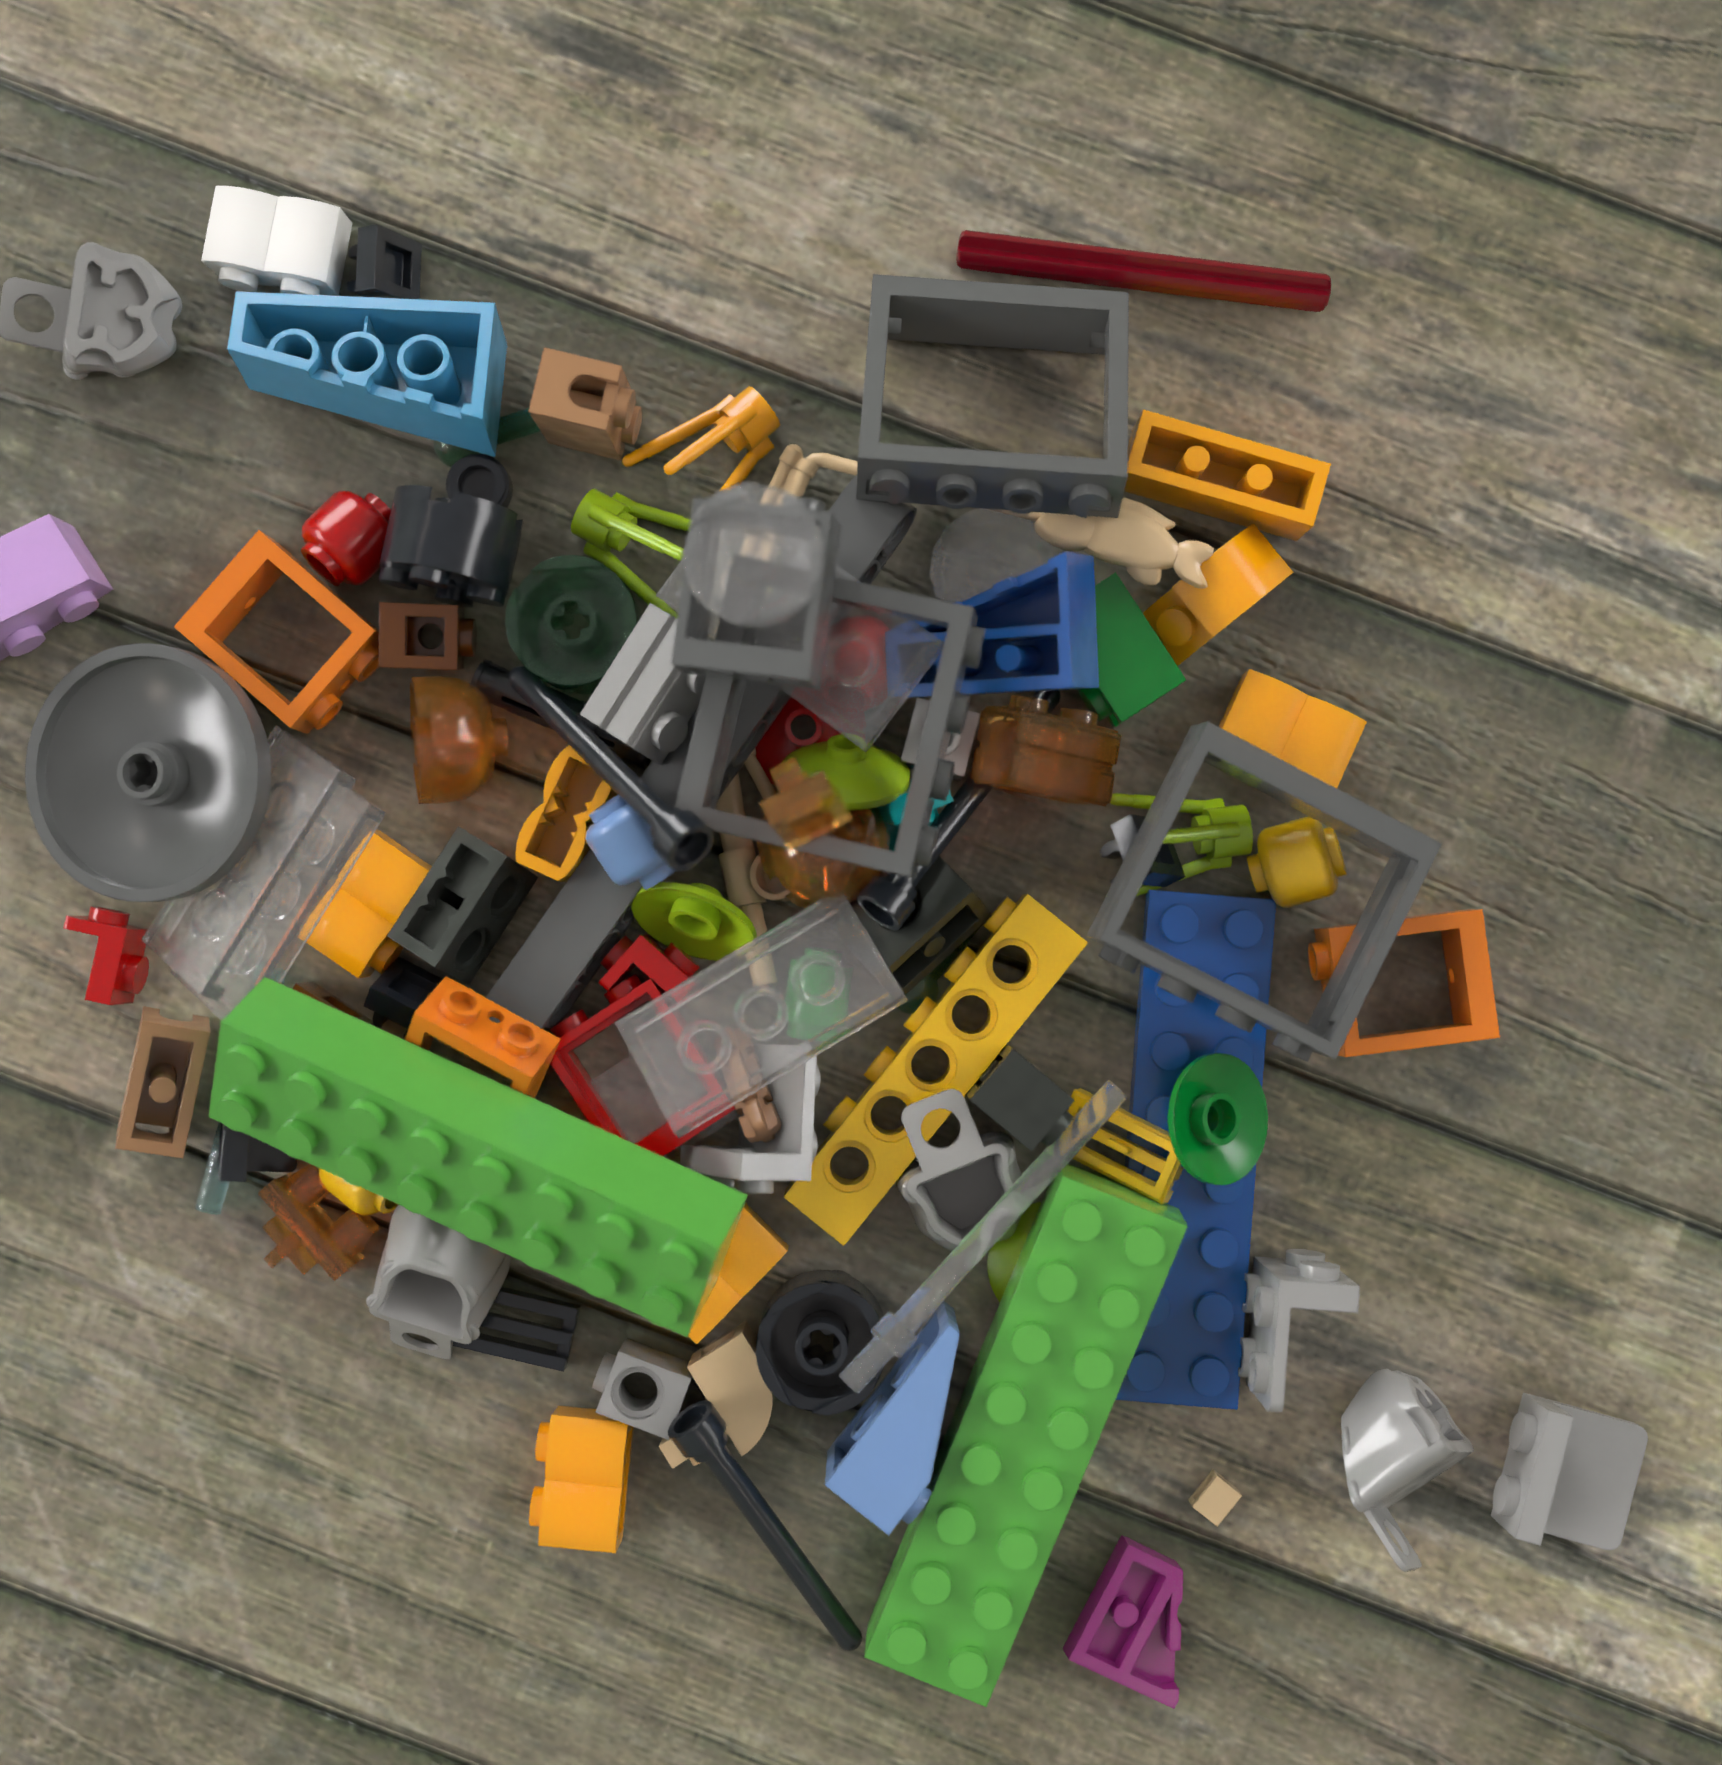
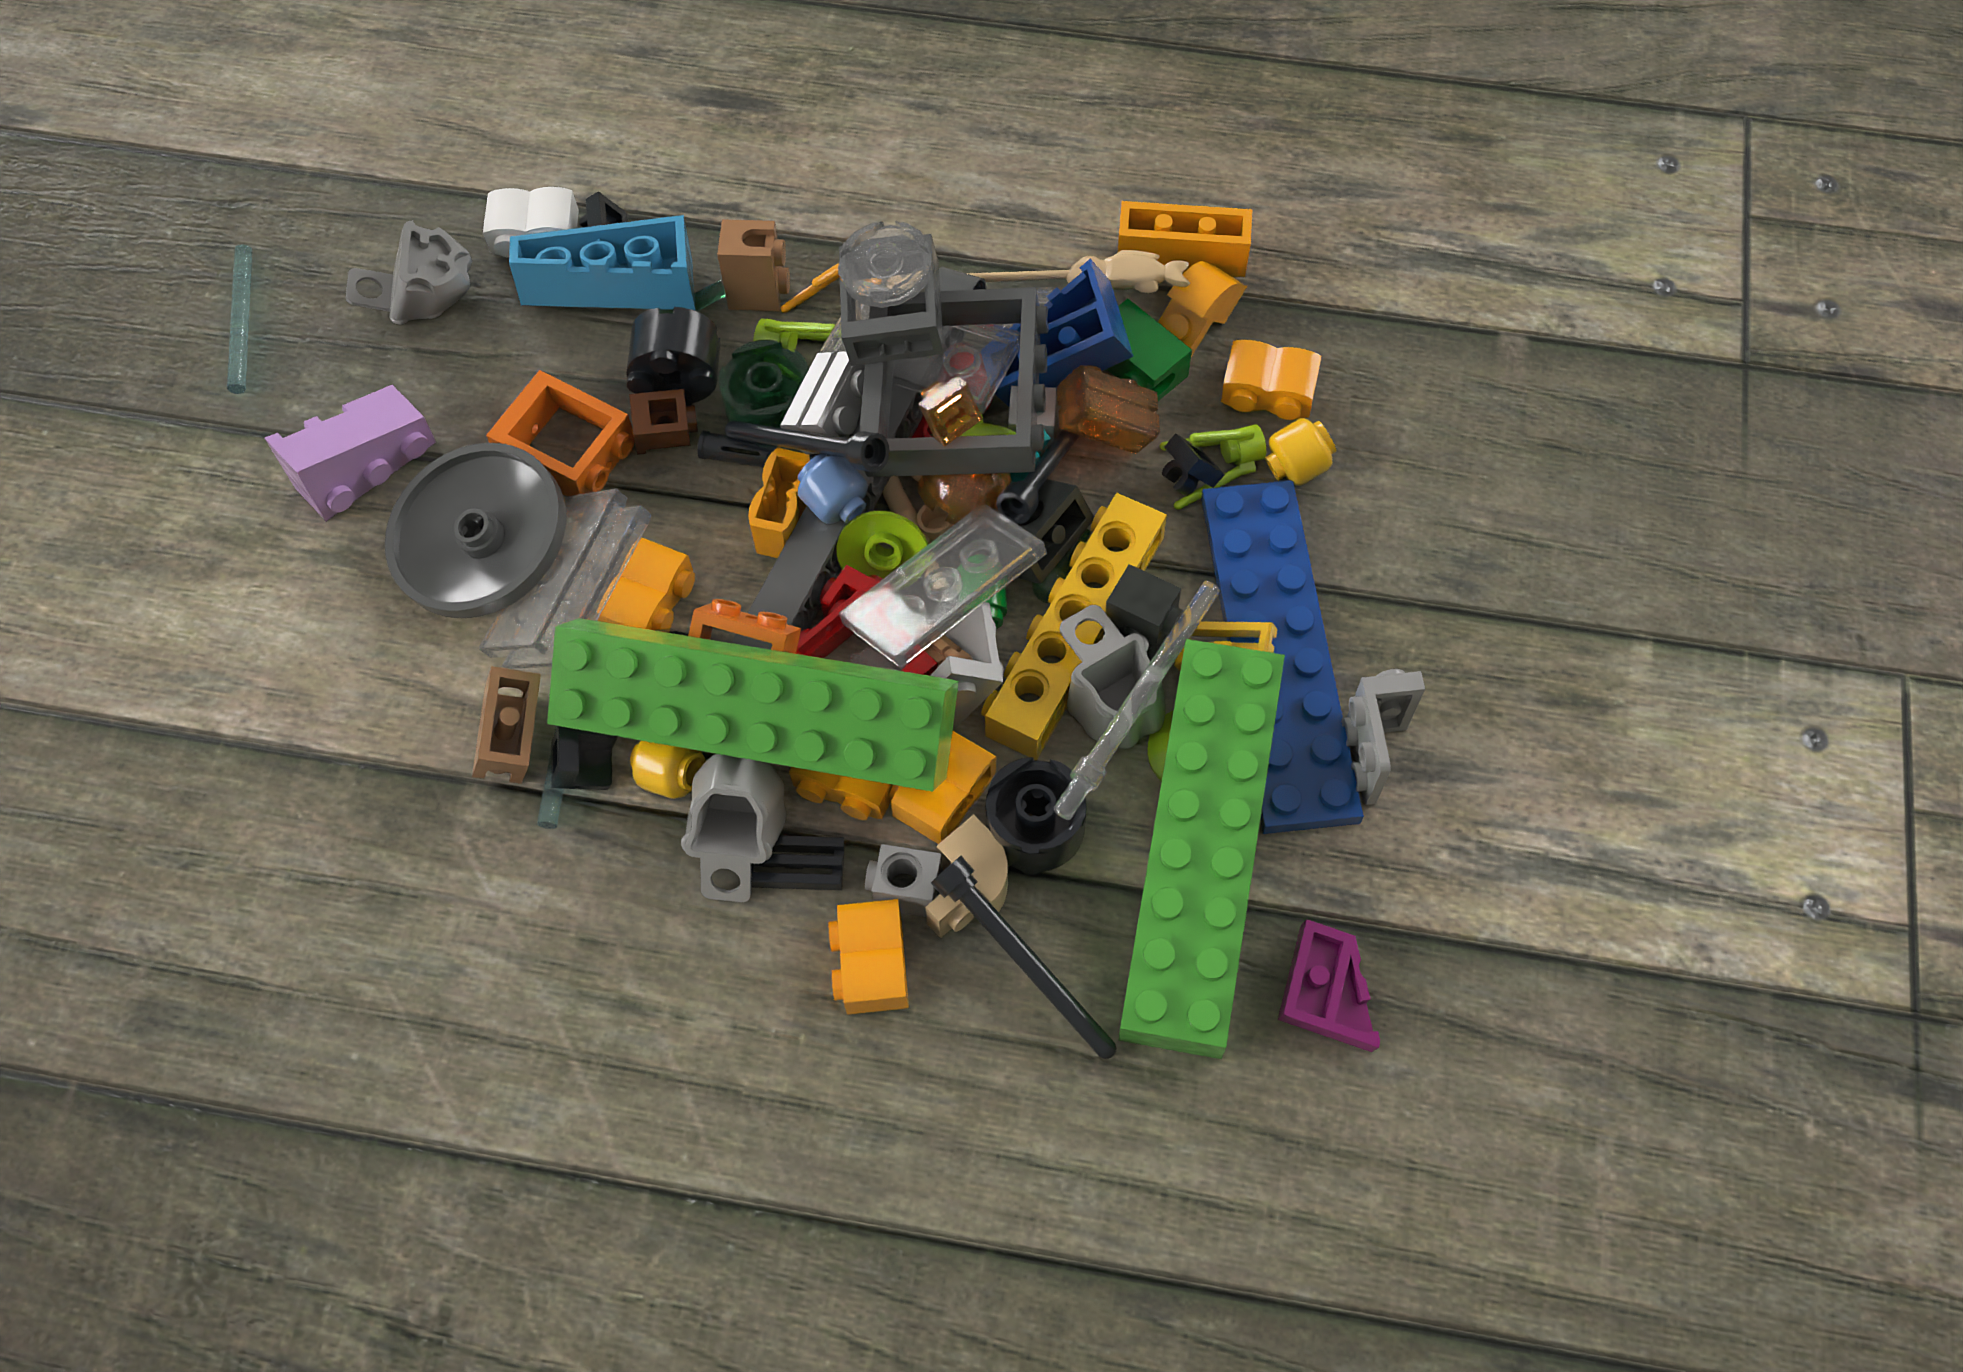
camera: 10 degrees left, 25 degrees down
(119, 958) = (463, 661): red bracket -> none
(306, 1231) = (618, 798): clear orange hips -> none
(346, 537) = (600, 371): red head -> none
(452, 739) = (690, 473): clear orange cylinder -> none
(462, 906) = (714, 566): pearl dark grey brick -> none
(892, 1441) = (1101, 878): medium blue slope -> none
(1002, 318) = (1024, 241): dark grey window -> none
(1143, 271) = (1103, 150): dark red axle -> none
(1215, 1497) = (1365, 888): tan piece -> none
(1218, 1119) = (1289, 602): green dish -> none
(1393, 1444) = (1493, 807): light grey piece -> none
(1408, 864) = (1300, 389): dark grey window -> none
(1467, 977) = (1438, 493): orange window -> none
(1568, 1474) = (1625, 814): light grey bracket -> none

